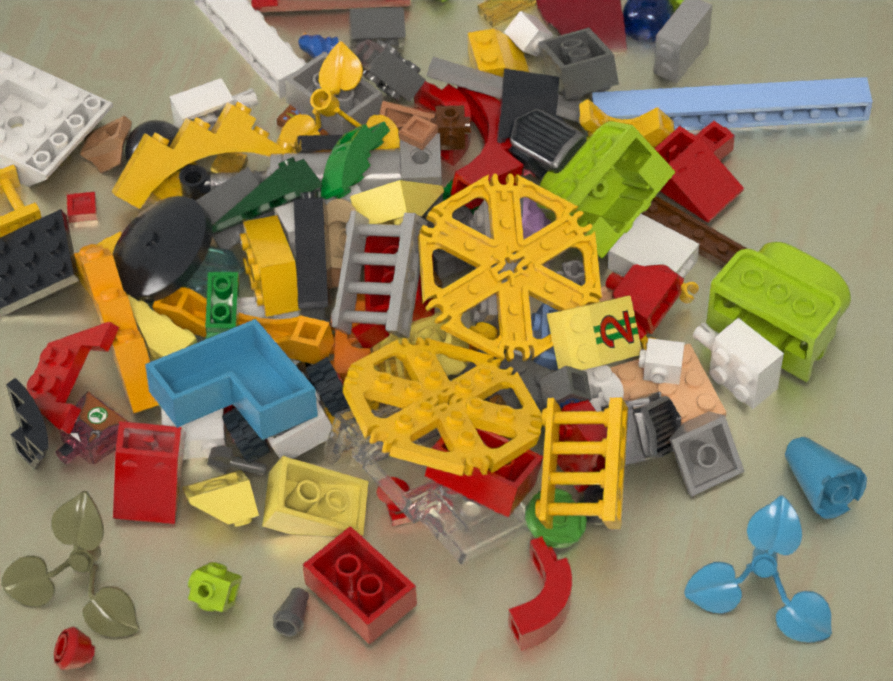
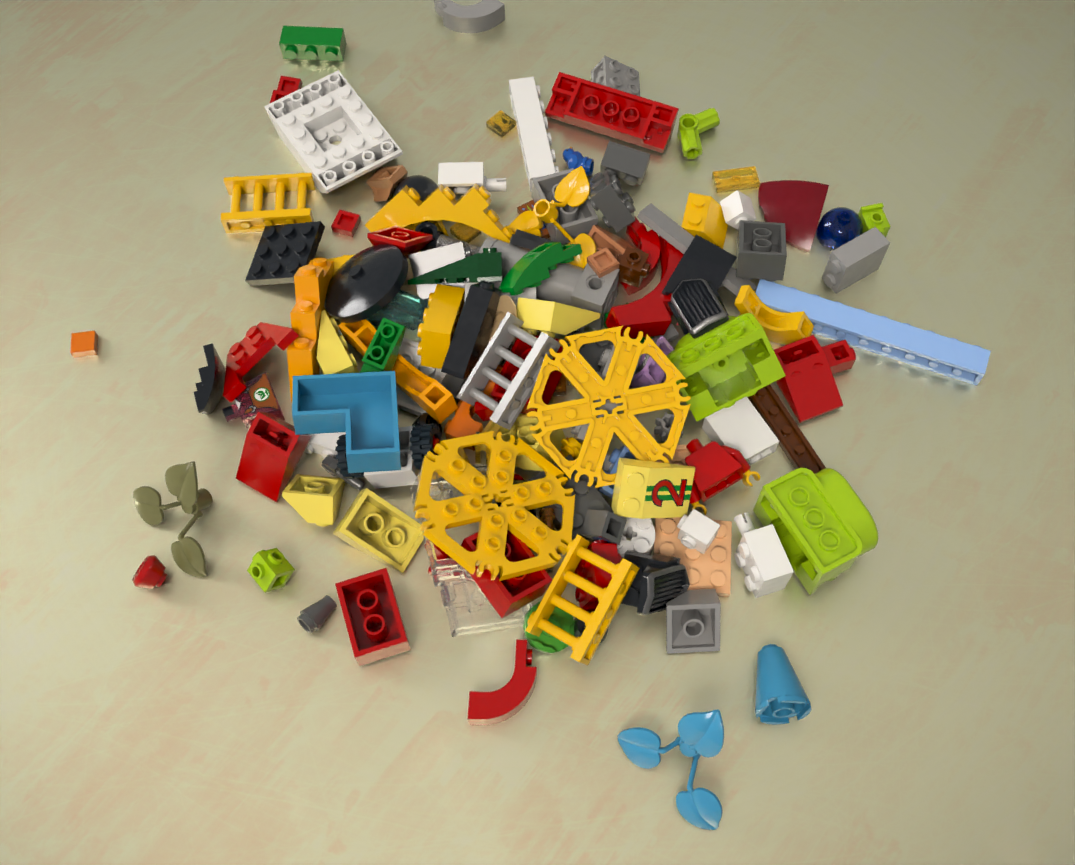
camera: 25 degrees right, 10 degrees up
(161, 190) = (405, 239): none -> red slope
(204, 38) = (501, 123): none -> clear yellow tile

